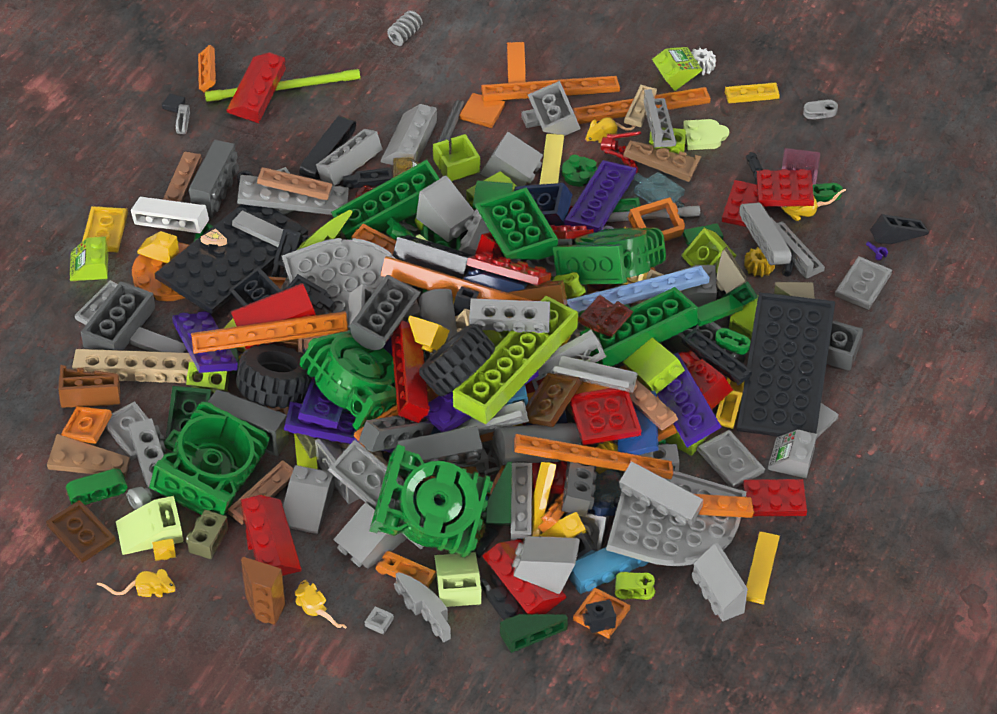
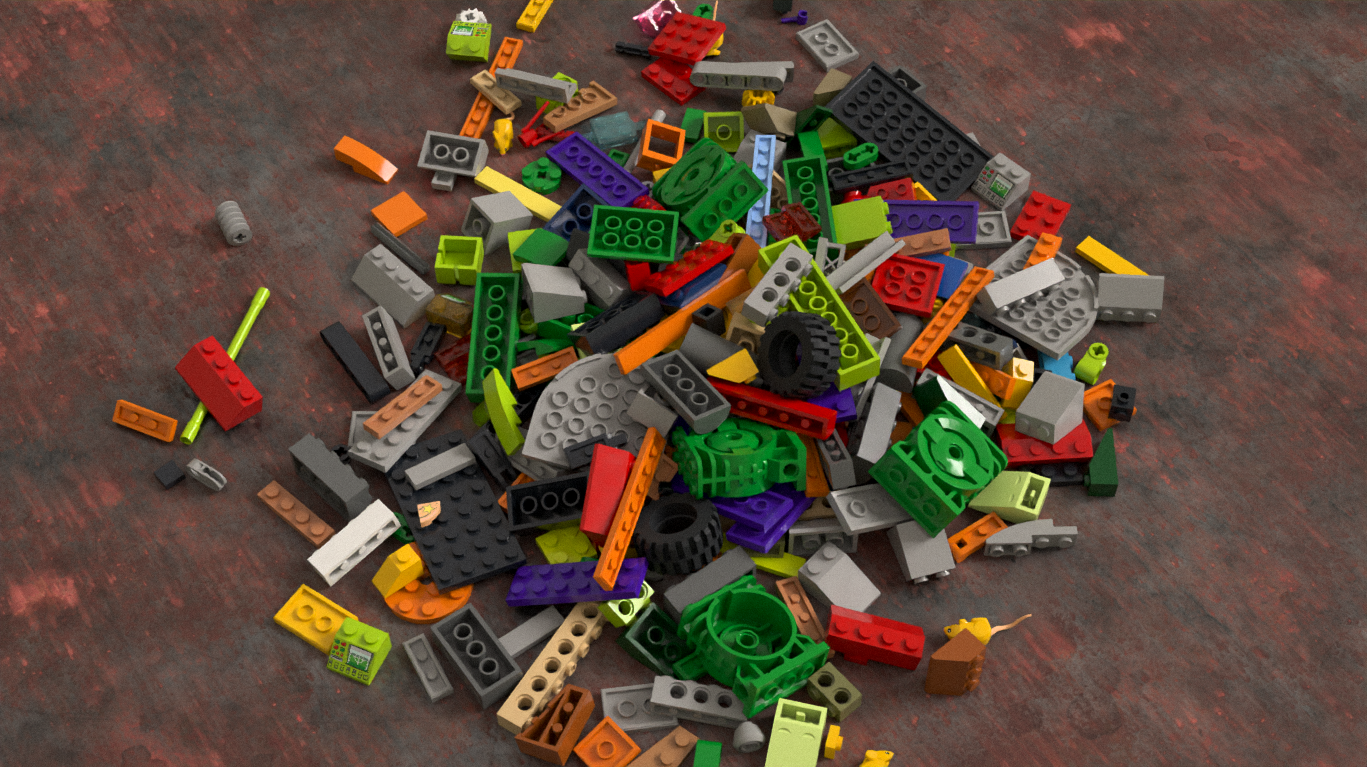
camera: 60 degrees left, 5 degrees up
(379, 620) = (1027, 585): light grey plate -> none
(571, 87) = (410, 153): orange tile -> none
(704, 134) = (564, 61): yellowish green plate -> none

